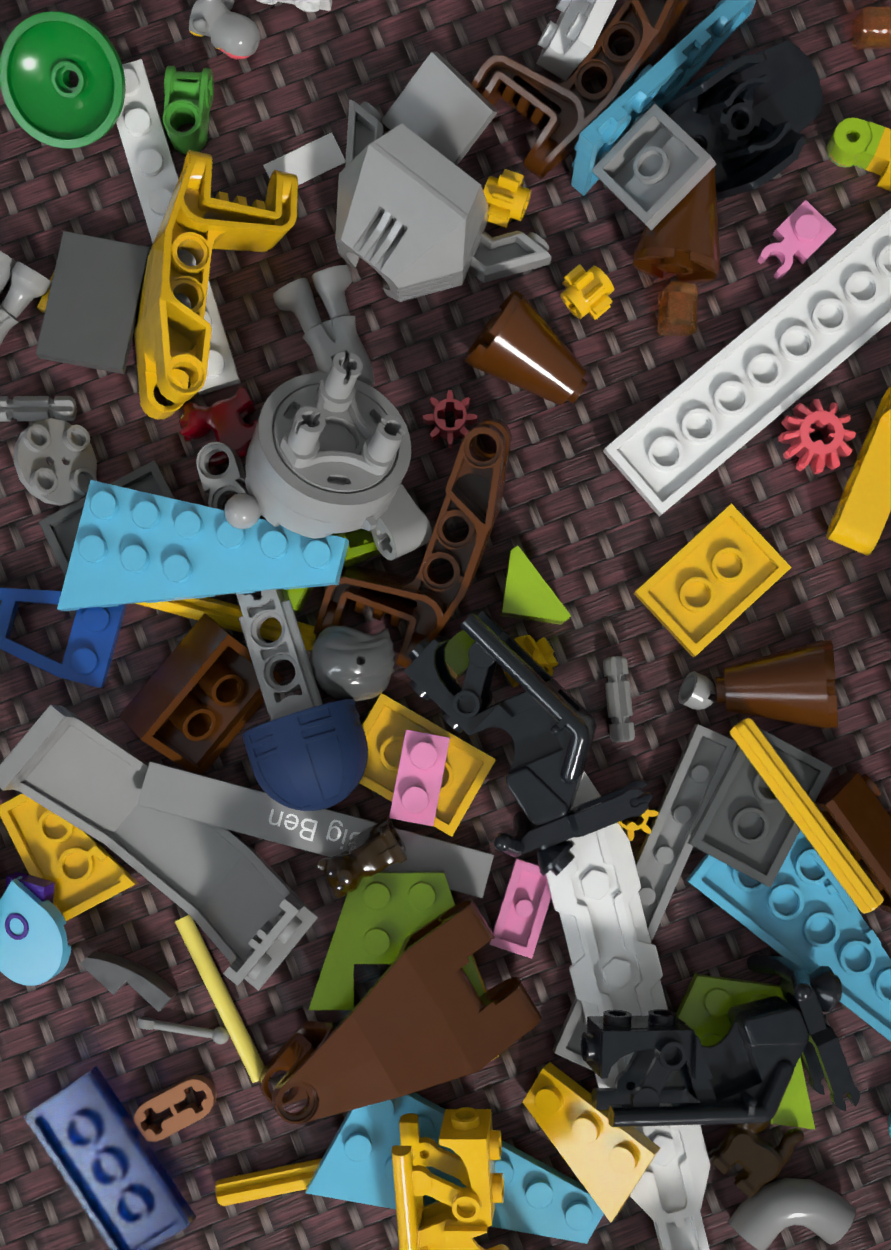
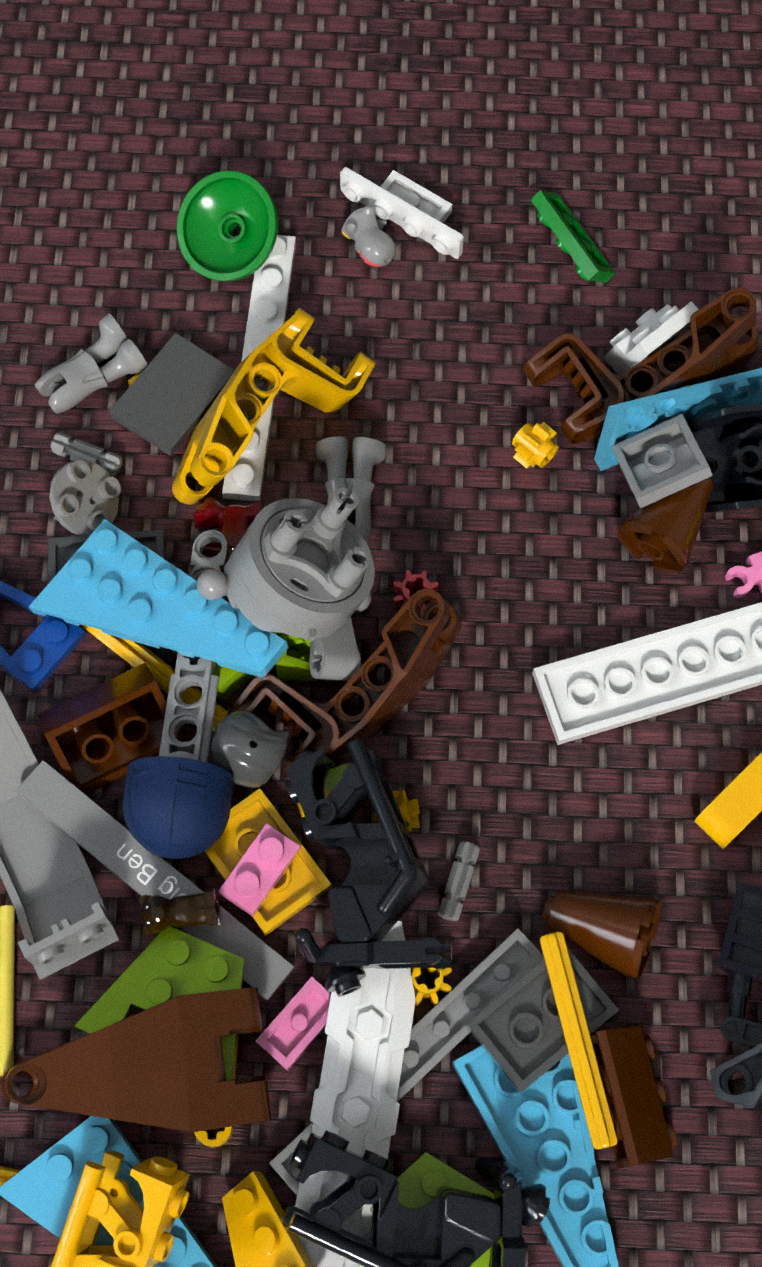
camera: 20 degrees right, 15 degrees down
(187, 101) = (317, 279): bright green piece -> none
(309, 159) = (393, 359): white sticker -> none
(418, 214) = (459, 429): light grey helmet -> none
(442, 108) = (508, 364): light grey tile -> none
(527, 353) = (501, 567): reddish brown cone -> none
(528, 594) = (418, 760): lime slope -> none
(587, 292) = (571, 541): yellow gear -> none
(678, 309) = (641, 585): clear orange brick -> none
(695, 691) = (527, 901): light grey hinge -> none
(712, 580) = (580, 814): yellow plate -> none
(823, 451) = (724, 722): coral gear -> none

